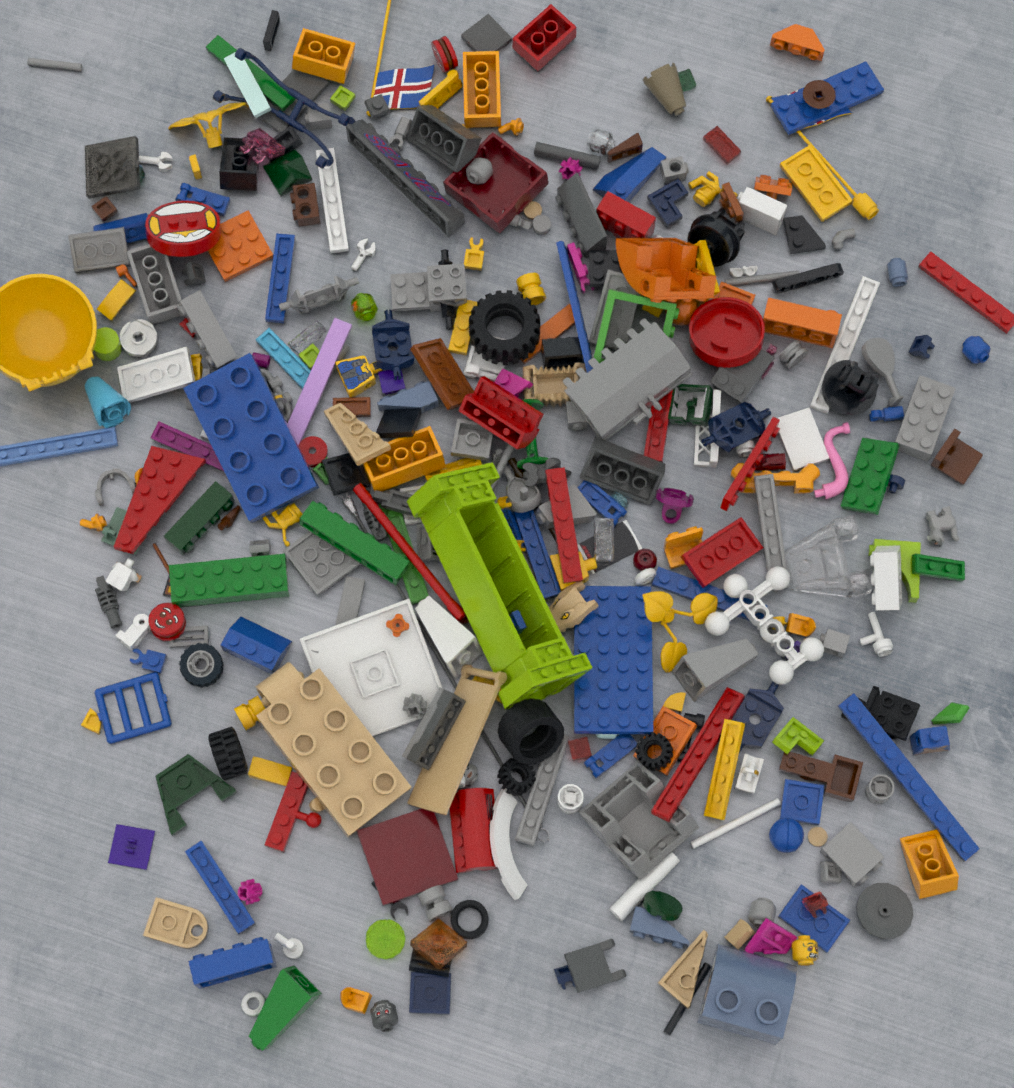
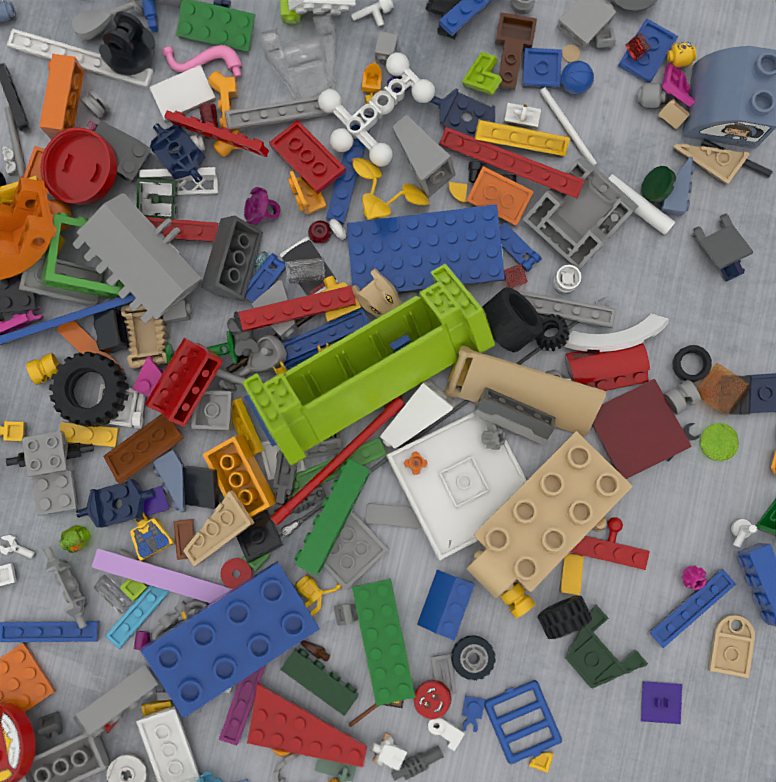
camera: 95 degrees left, 10 degrees up
(656, 763) = (522, 211): black tyre -> none

